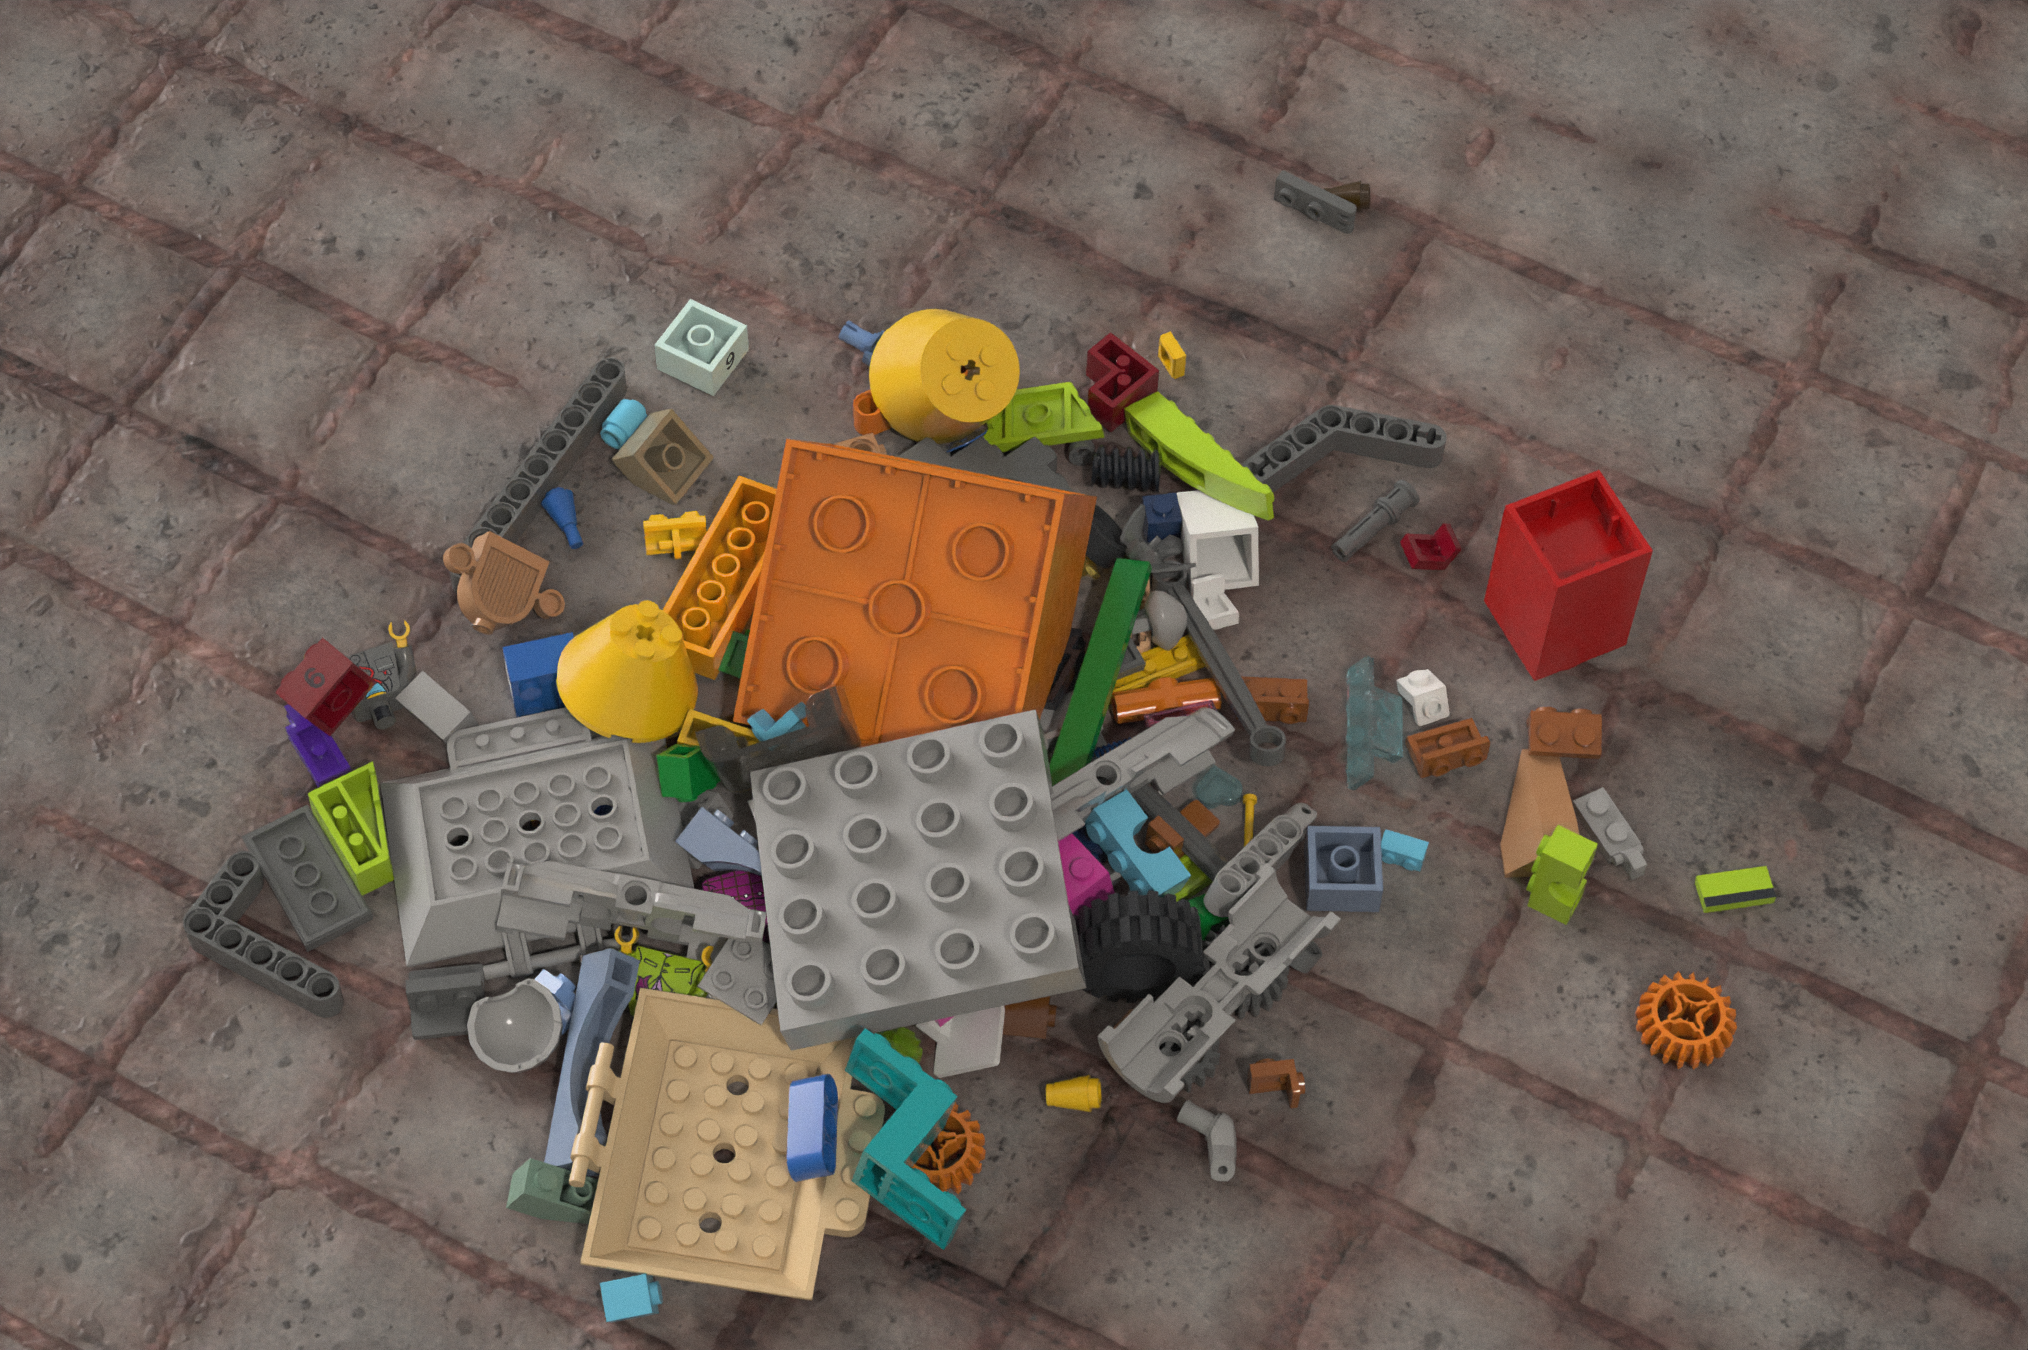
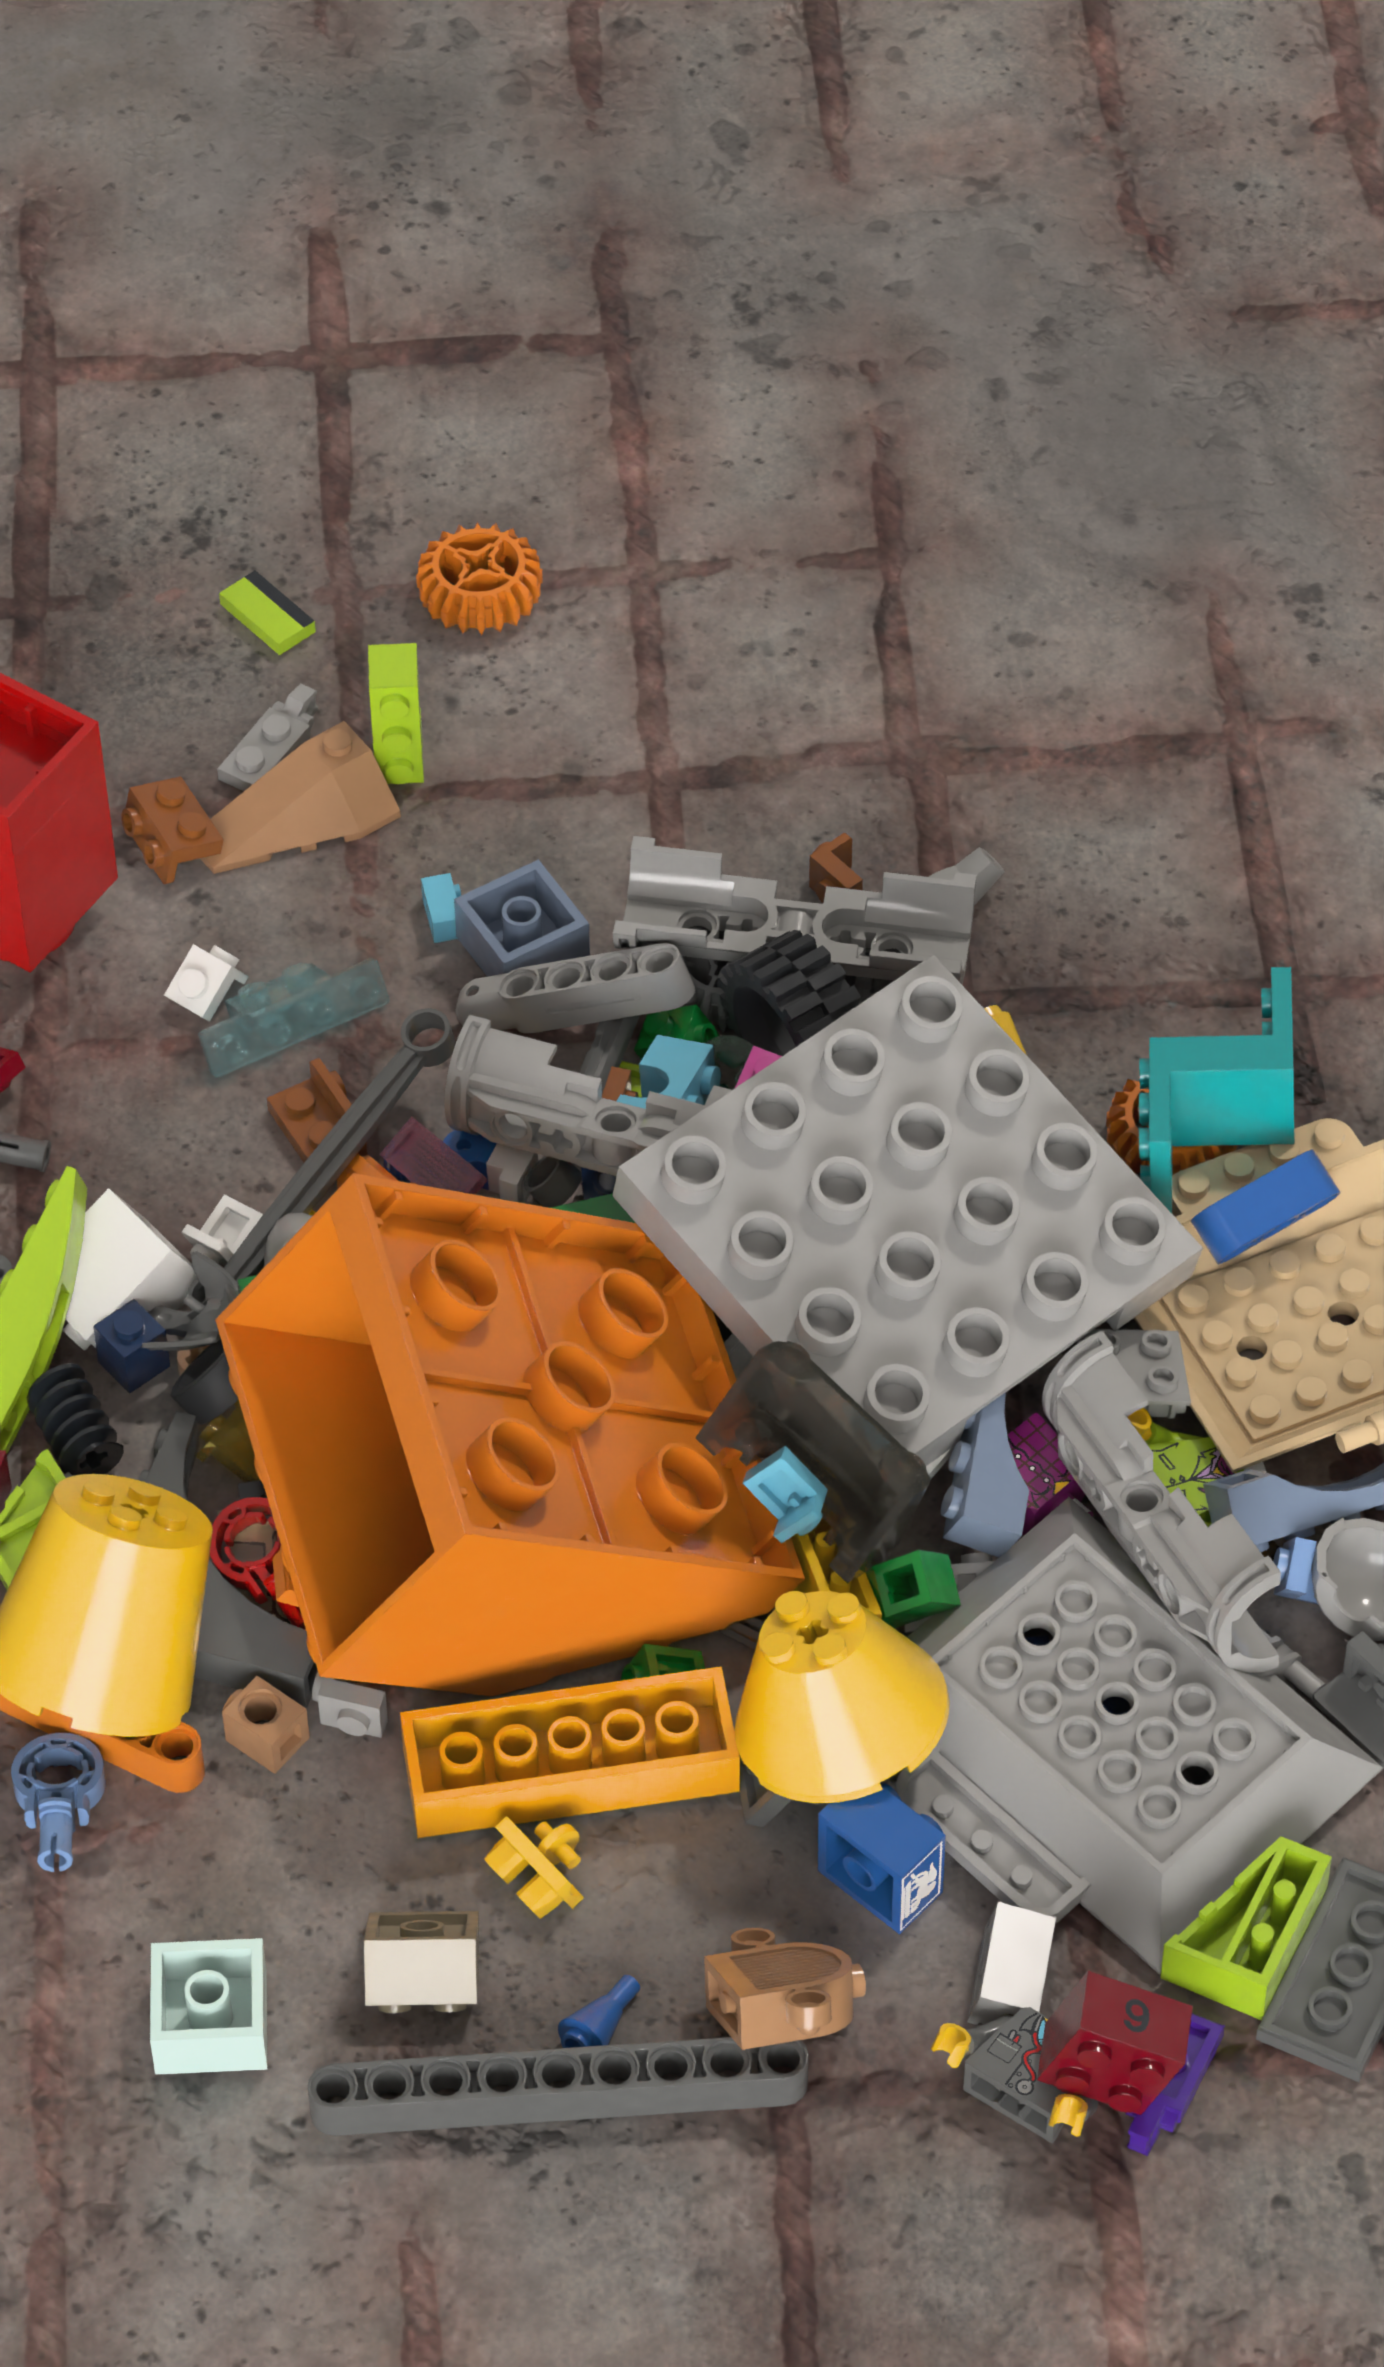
camera: 120 degrees left, 5 degrees down
(622, 422) = (397, 2034): medium azure brick -> none
(1447, 748) = (271, 919): dark orange bracket -> none

